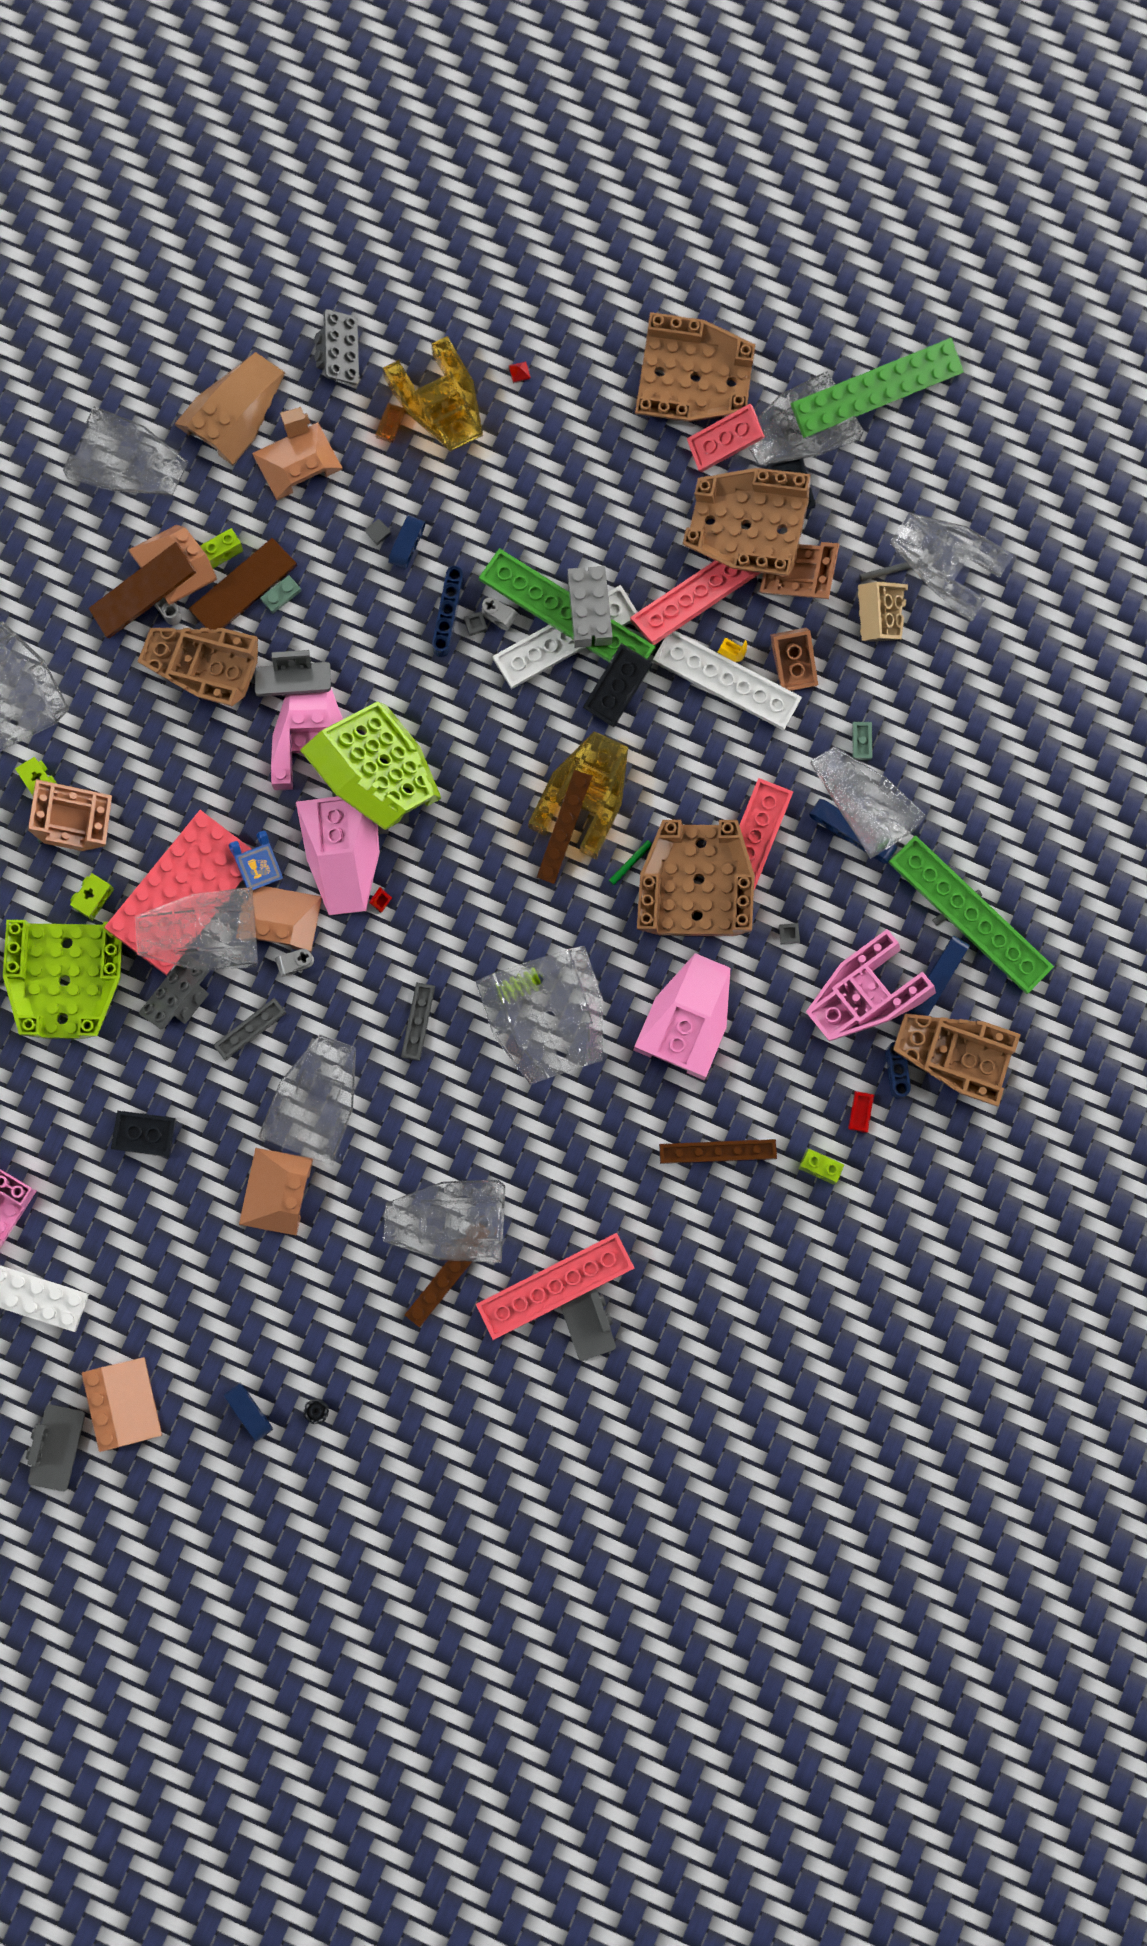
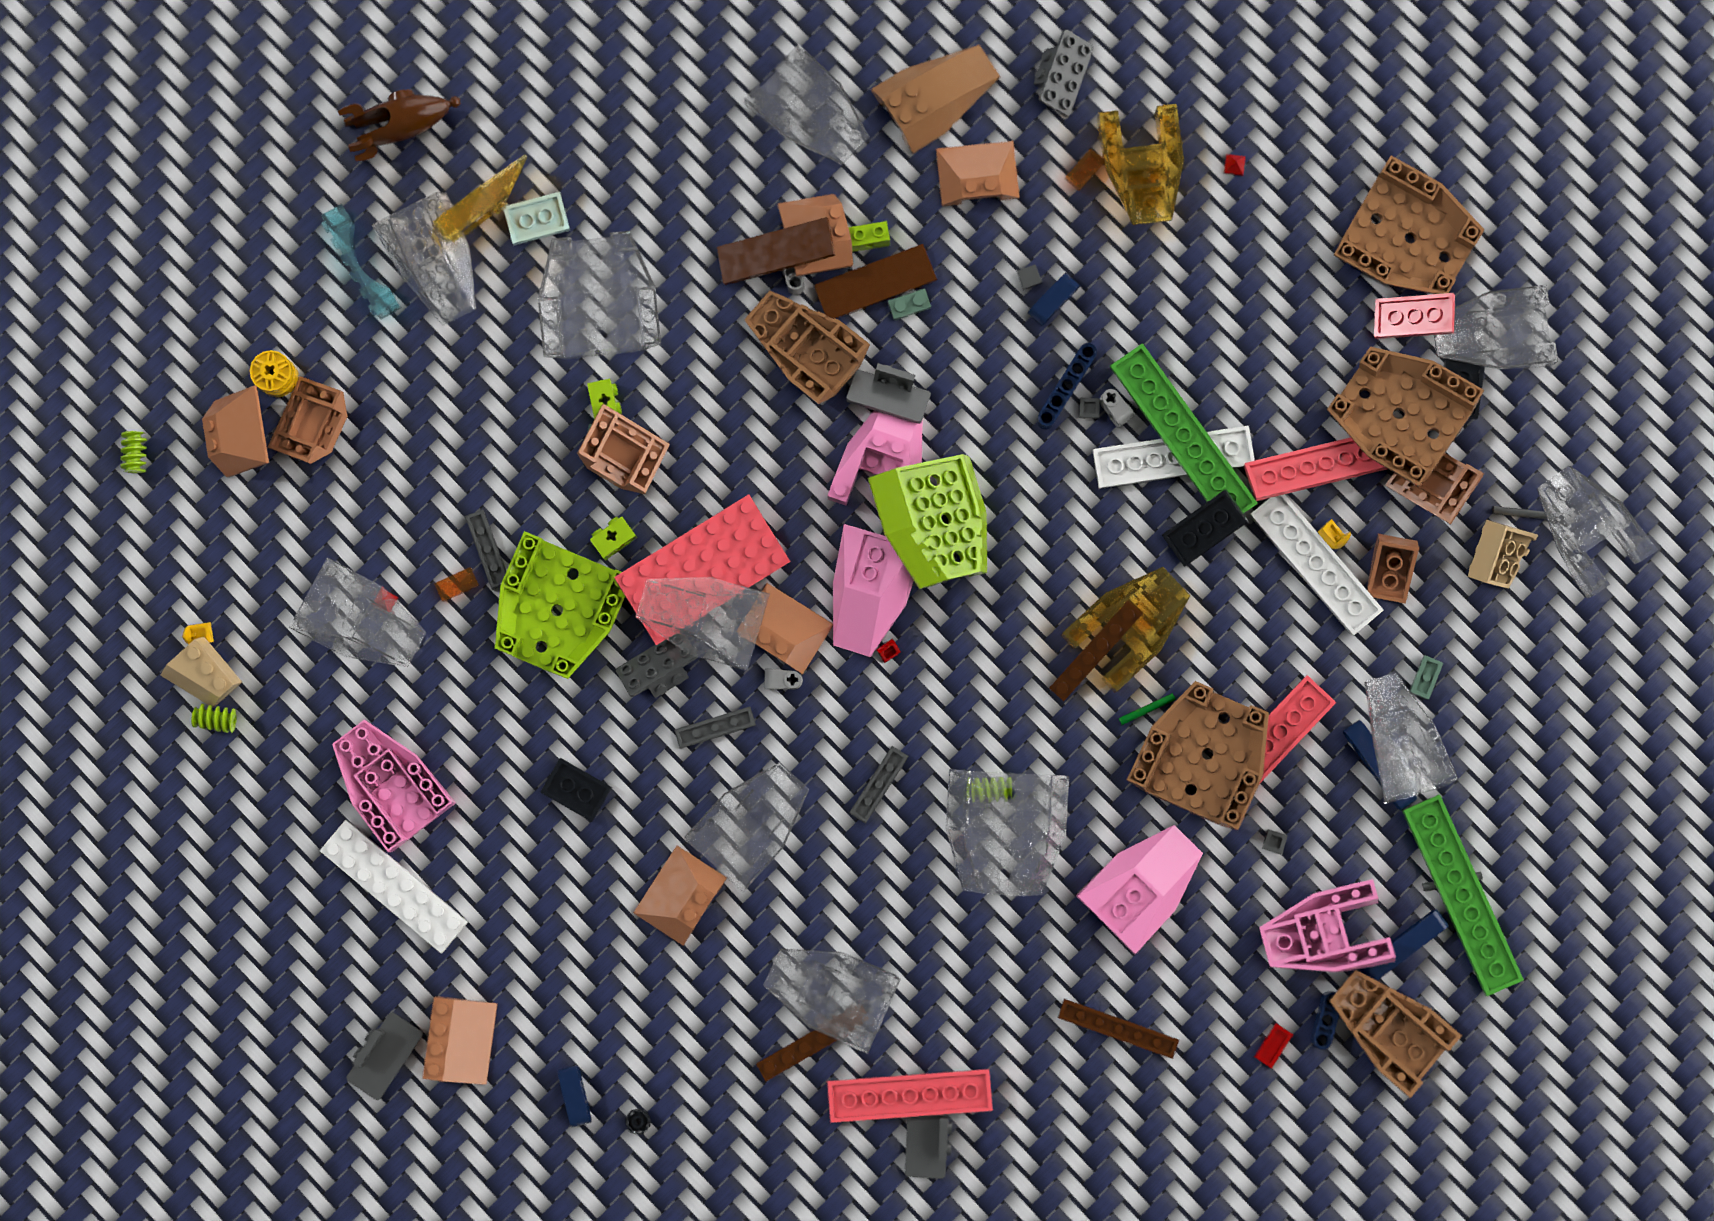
camera: 30 degrees right, 5 degrees up
(257, 865) = (783, 570): blue flag -> none
(295, 422) = (990, 134): medium nougat brick -> none
(589, 606) = (1208, 439): light grey piece -> none
(821, 1166) = (1212, 1084): lime brick -> none
(877, 387) = (1590, 321): bright green plate -> none

